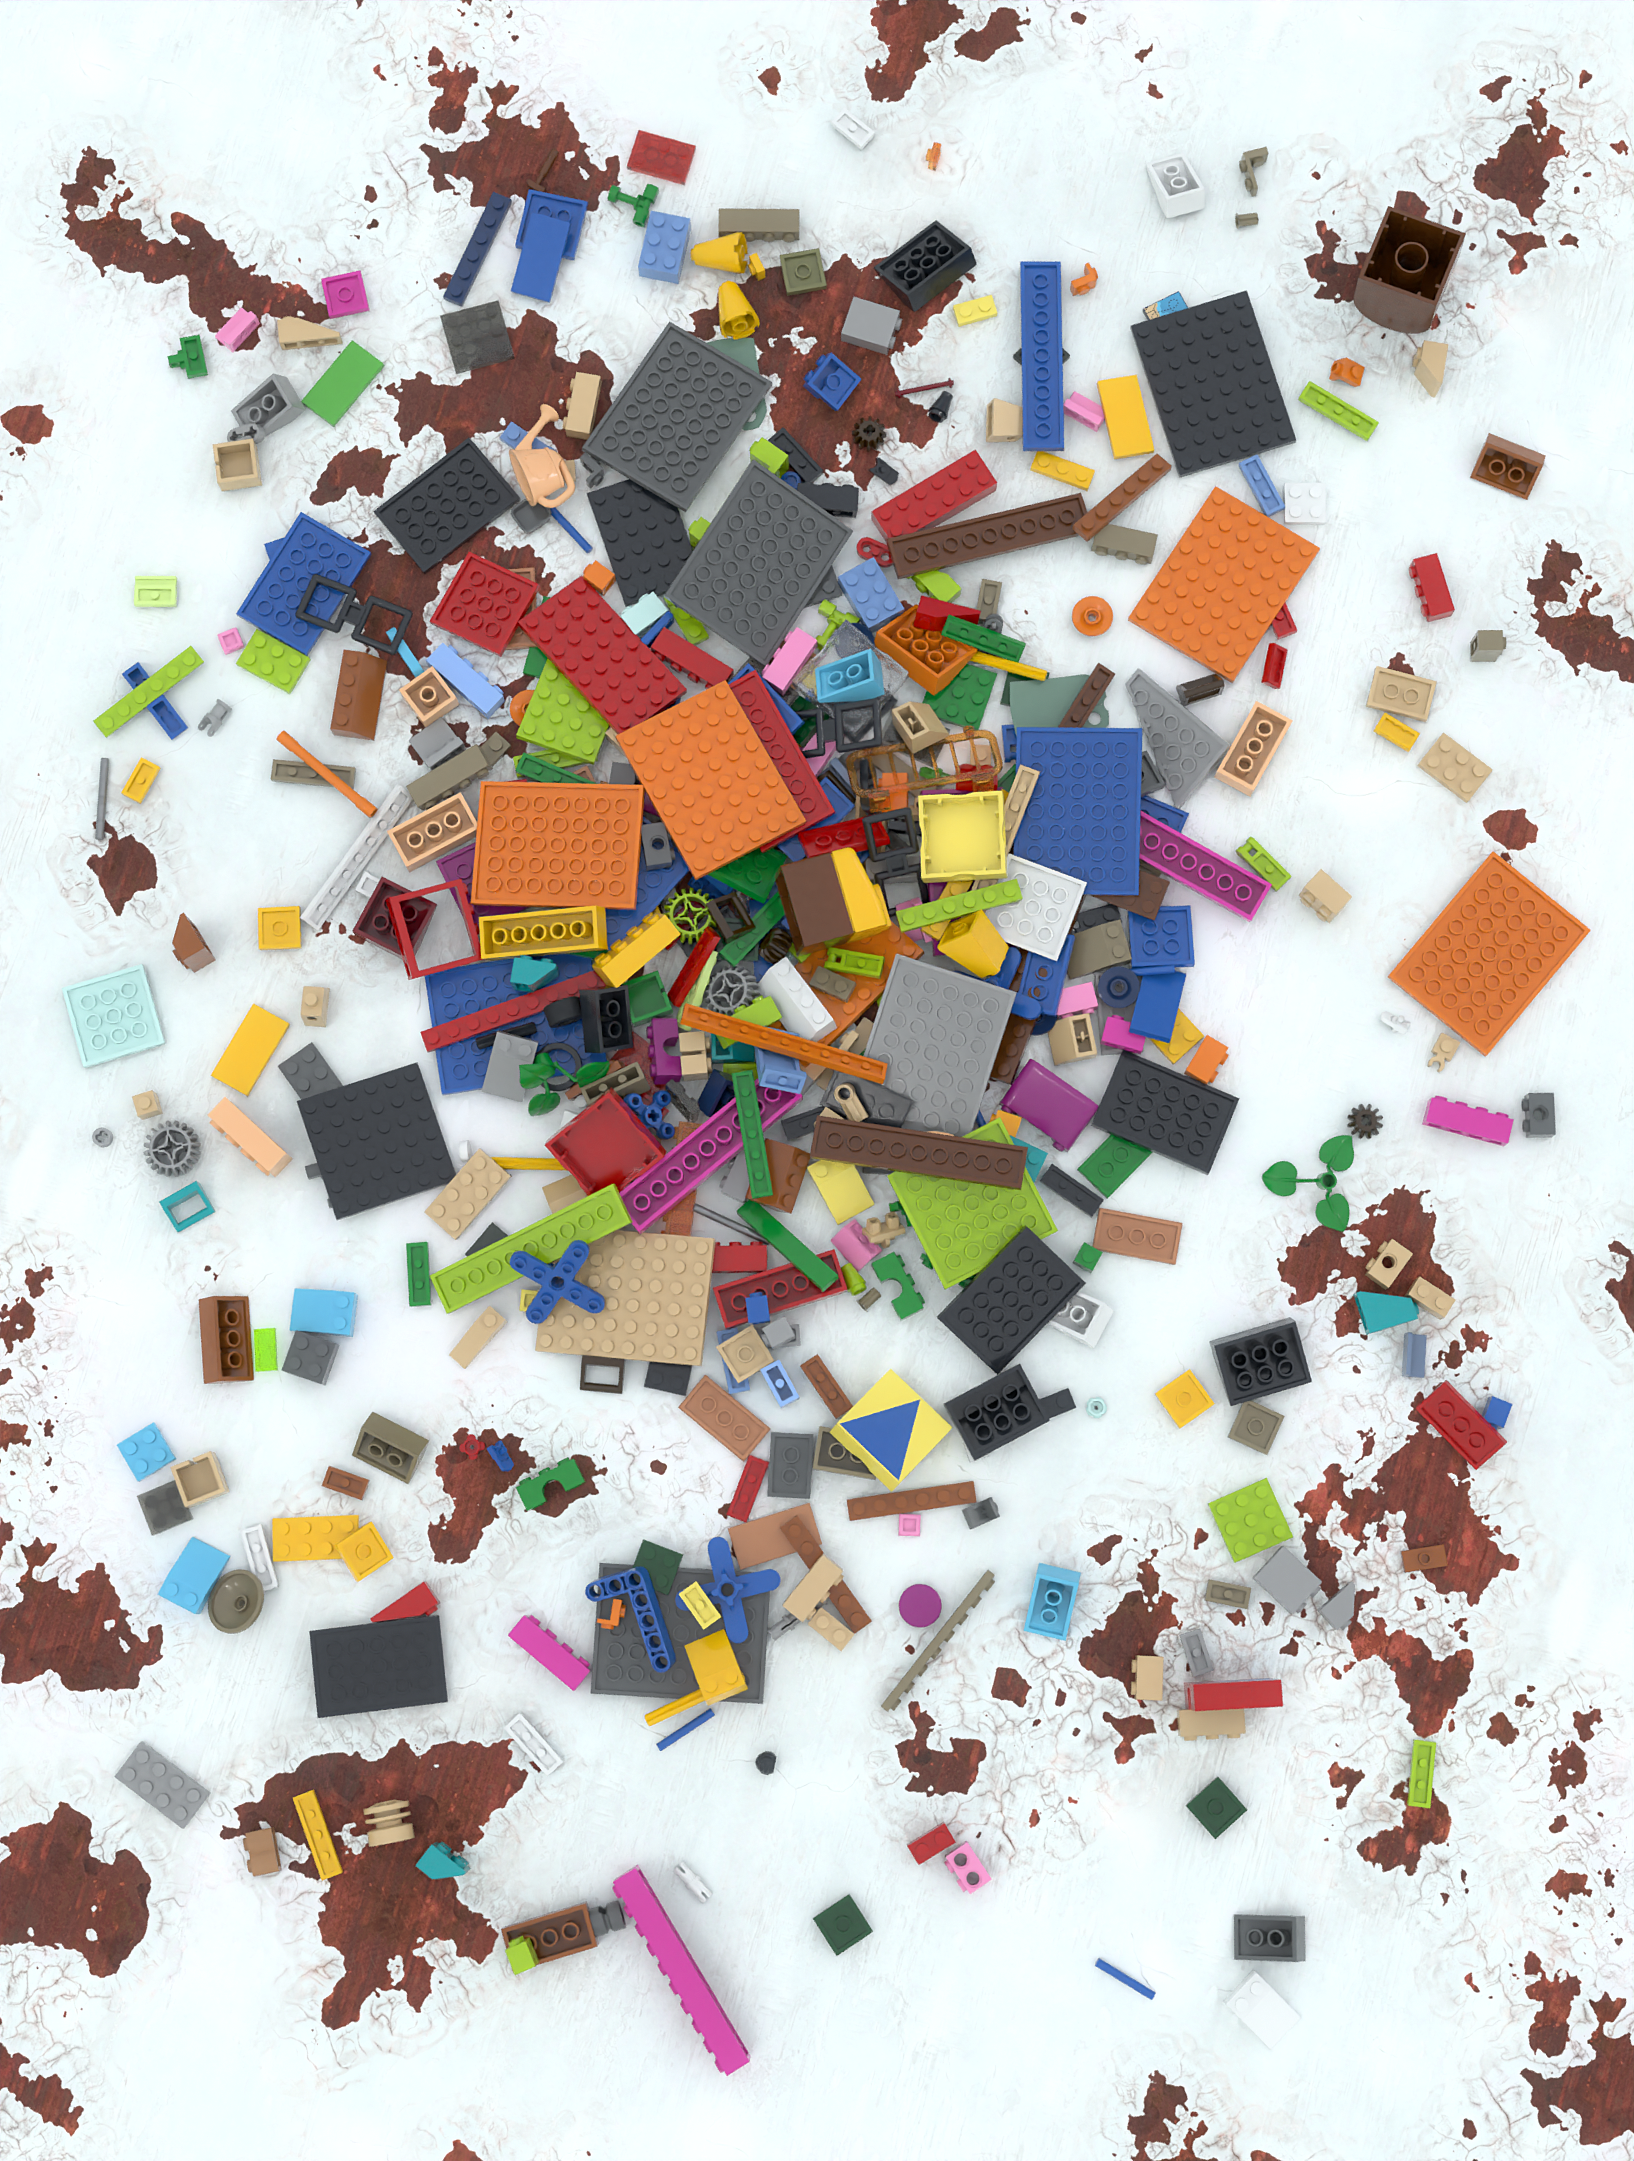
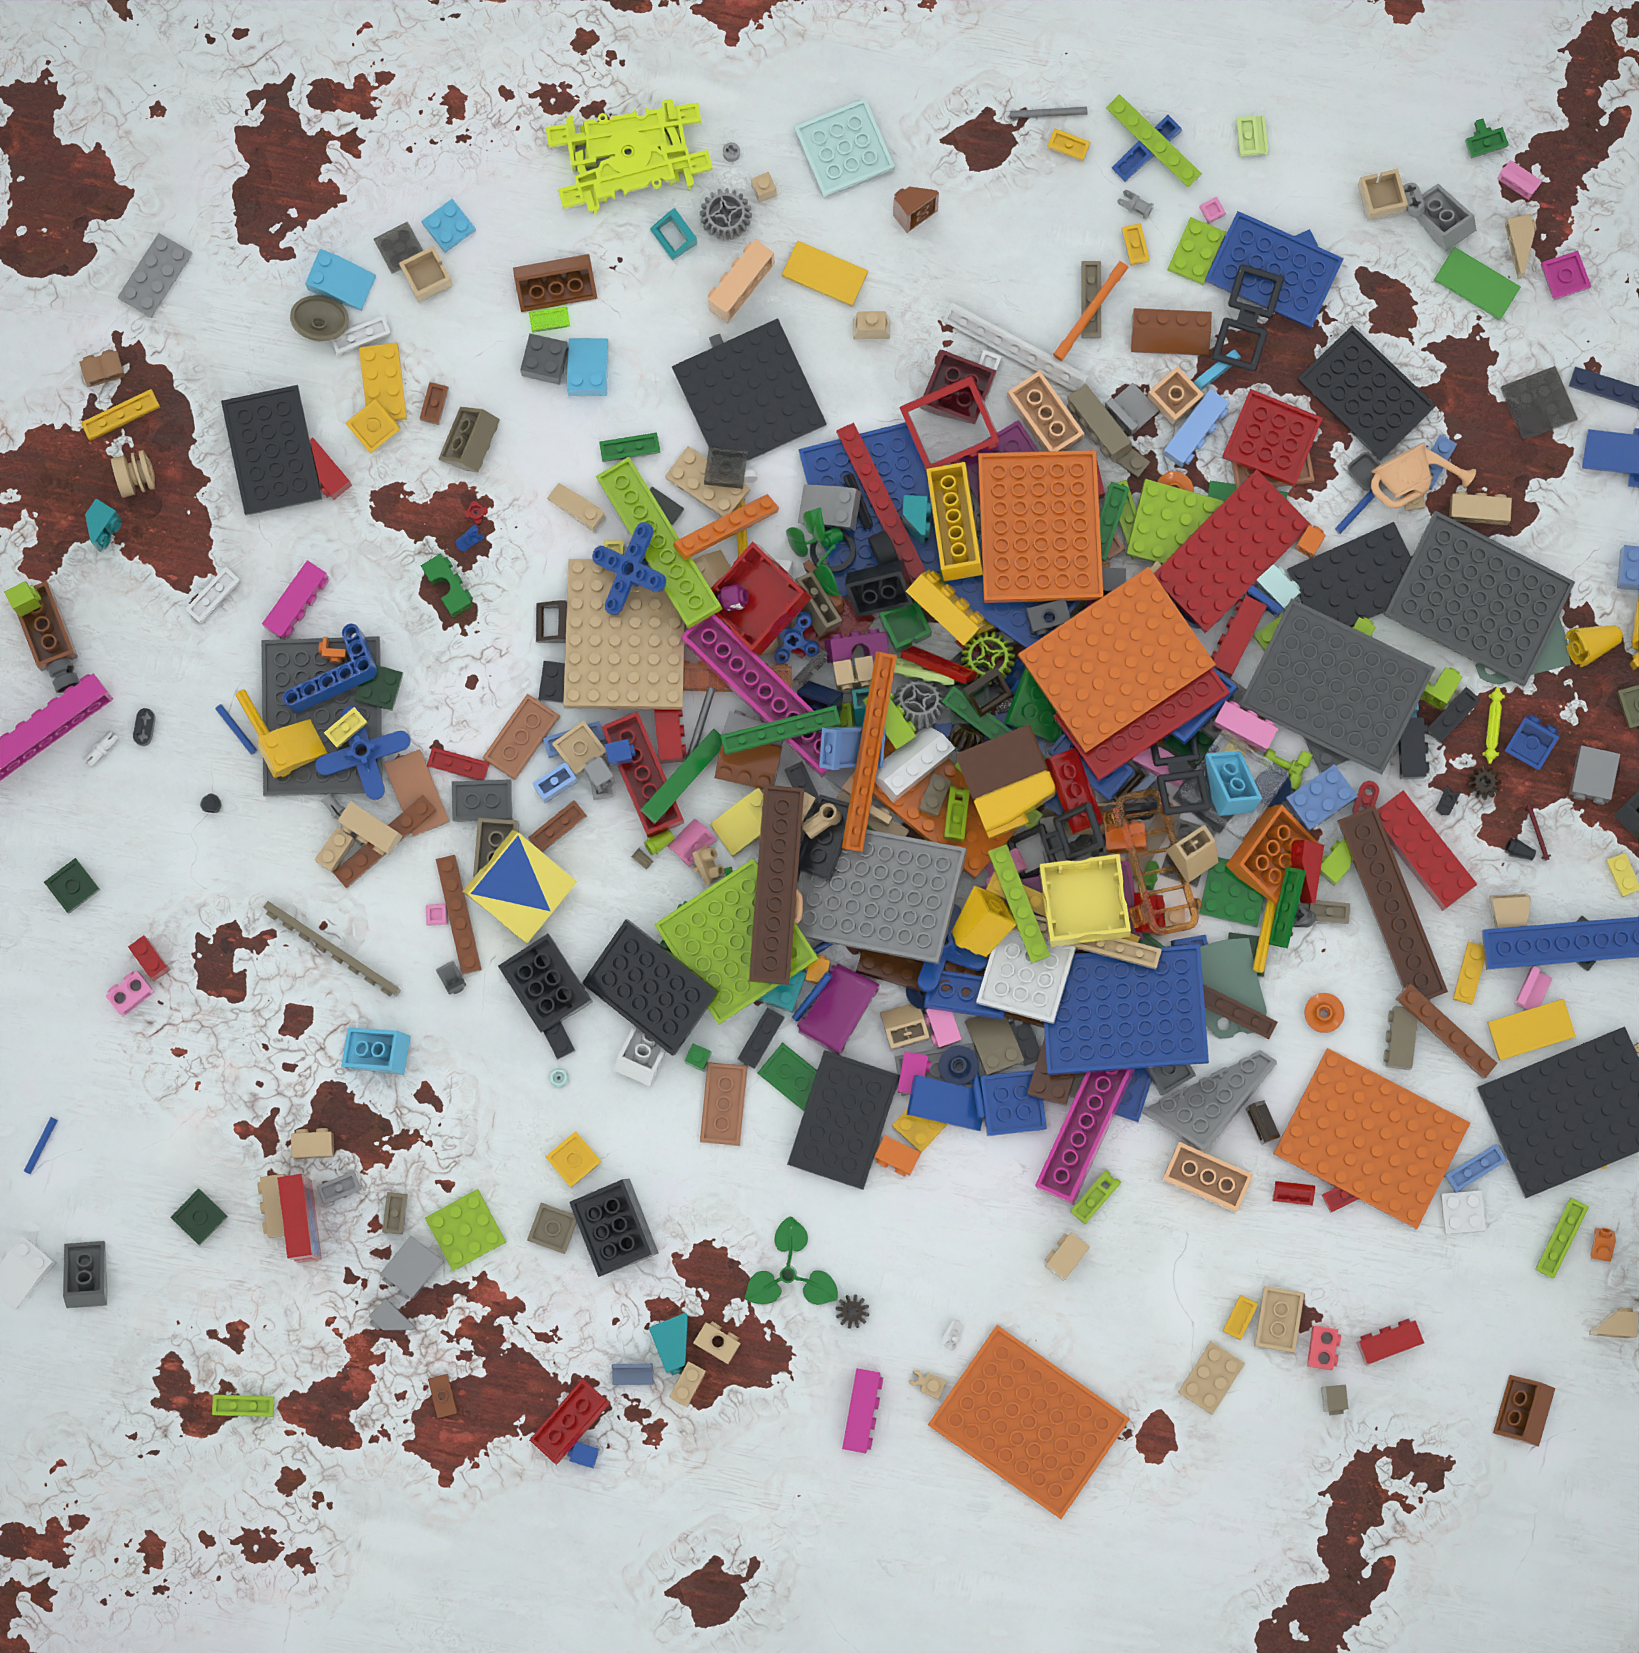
camera: 85 degrees right, 0 degrees up
(99, 1221) = (631, 172): none -> neon yellow piece
(258, 722) = (1135, 244): none -> yellow plate
(279, 928) = (941, 285): yellow plate -> none
(309, 1072) = (807, 329): dark grey plate -> none
(455, 1170) = (725, 467): none -> clear smoke plate
(521, 1176) = (726, 527): none -> orange plate
(594, 468) = (1421, 524): dark grey bracket -> none
(601, 1173) = (733, 597): none -> magenta head
(671, 1837) = (139, 726): none -> black beam
(791, 478) = (1429, 712): blue tile -> none
(809, 418) = (1493, 725): none -> neon yellow wheel
(891, 1268) = (643, 895): green arch -> none
(920, 1605) = (362, 930): magenta tile -> none
(1033, 1132) = (812, 996): none -> blue bar
(1432, 659) = (1317, 1347): none -> coral brick
(1545, 1104) = (886, 1482): dark grey brick -> none

